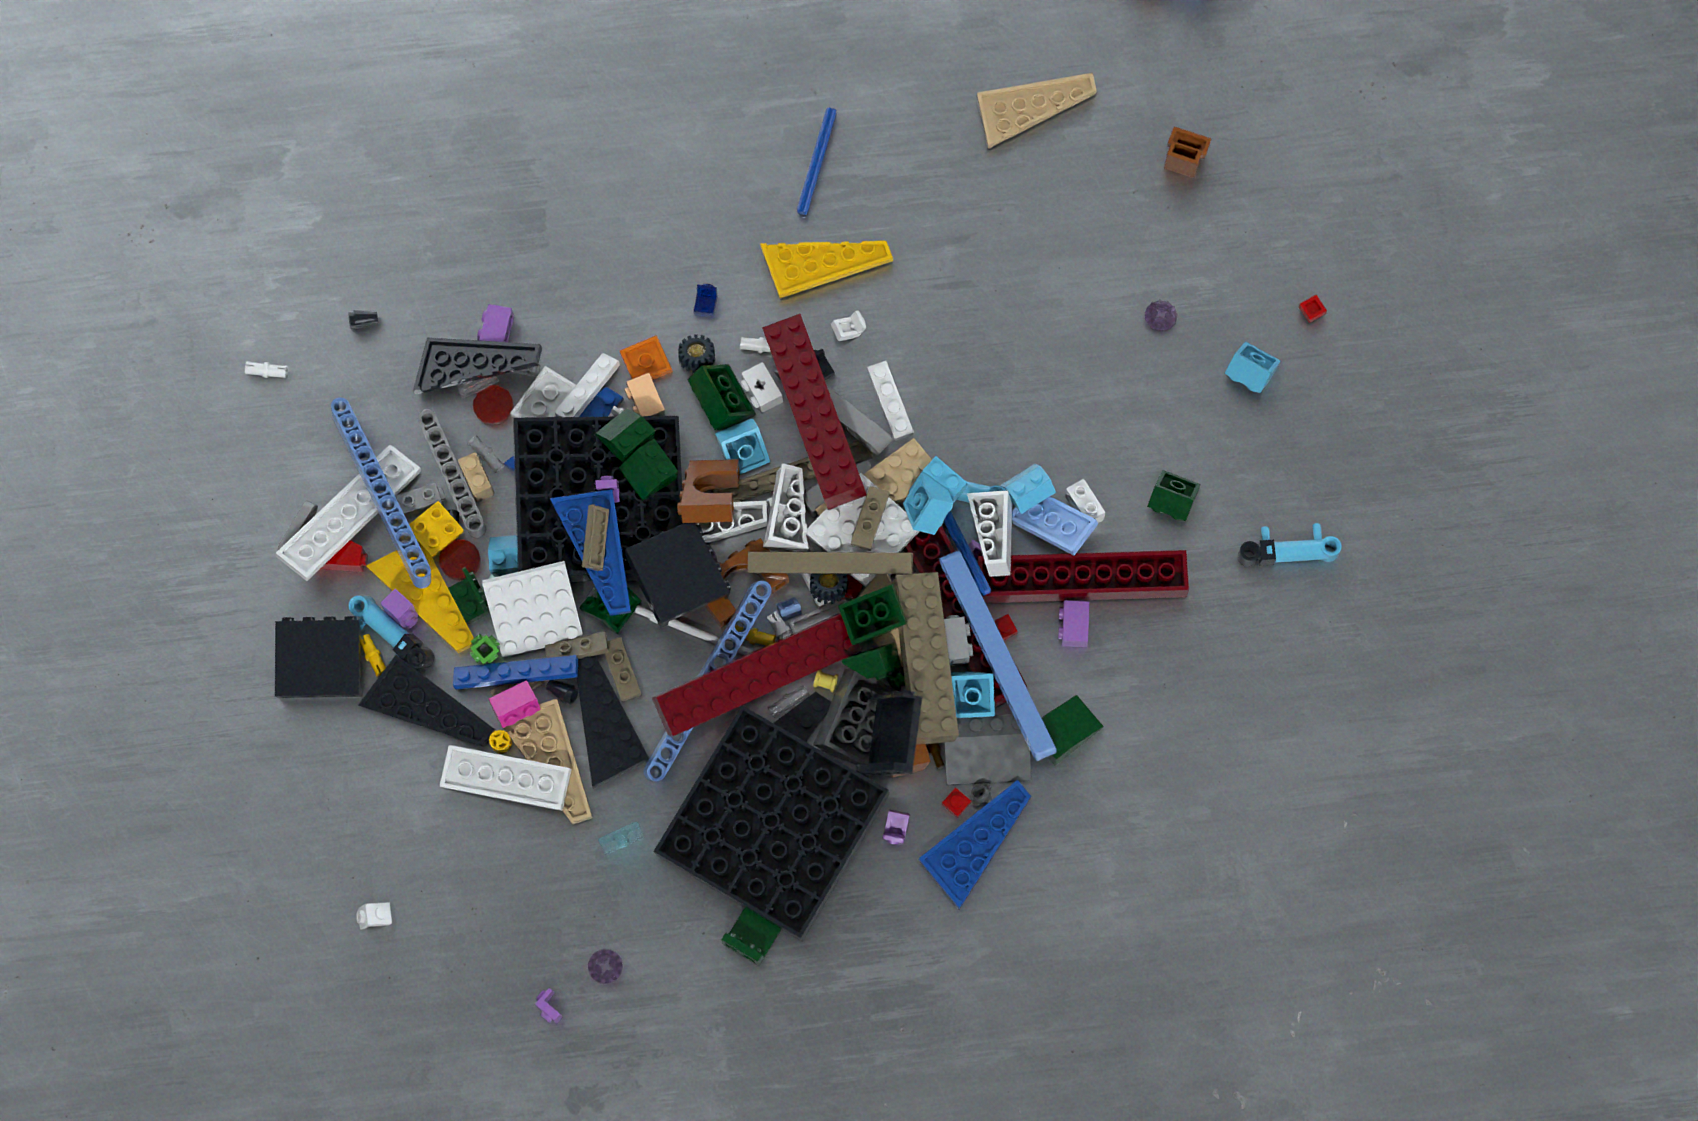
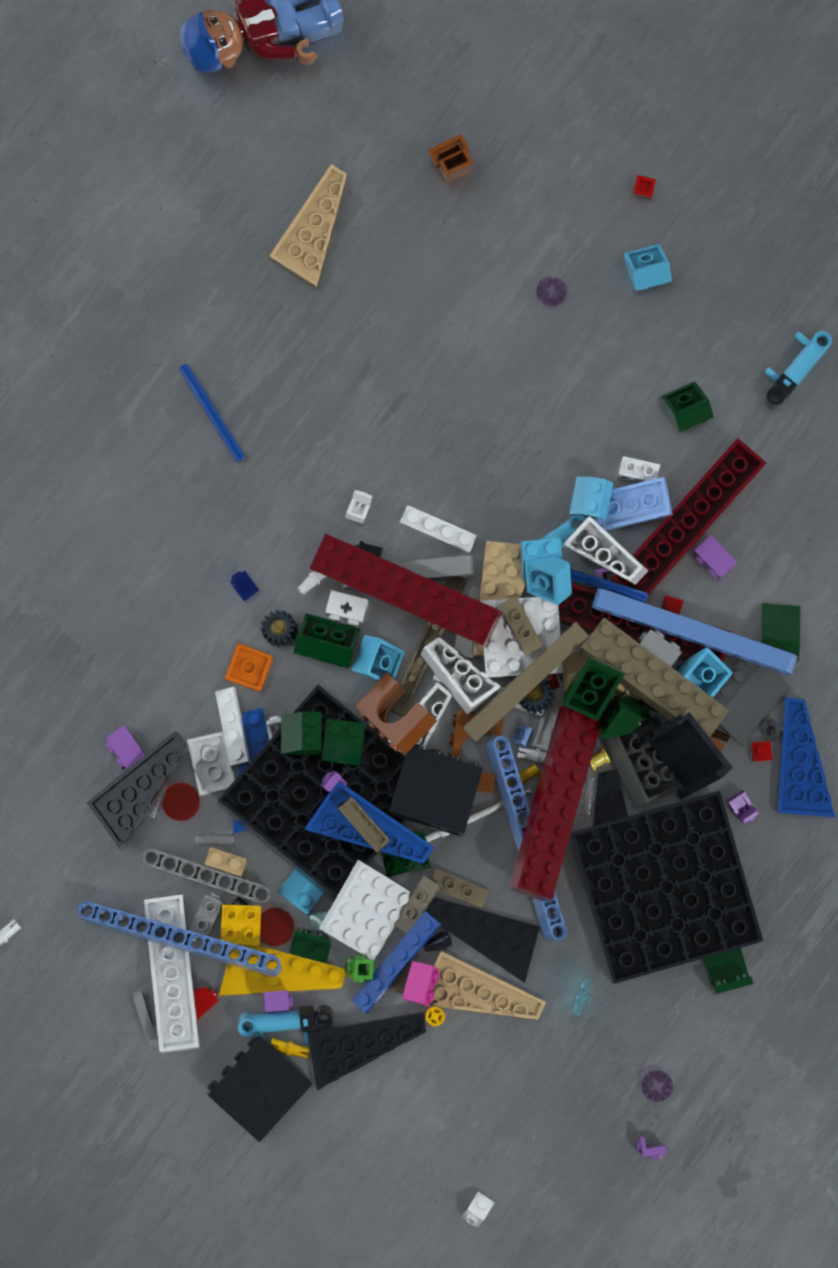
camera: 50 degrees left, 10 degrees up
(360, 319) = (27, 835): black cone -> none
(505, 777) = (465, 1036): white plate -> none
(644, 396) = (278, 693): light nougat brick -> none
(816, 263) = (287, 488): yellow wing -> none

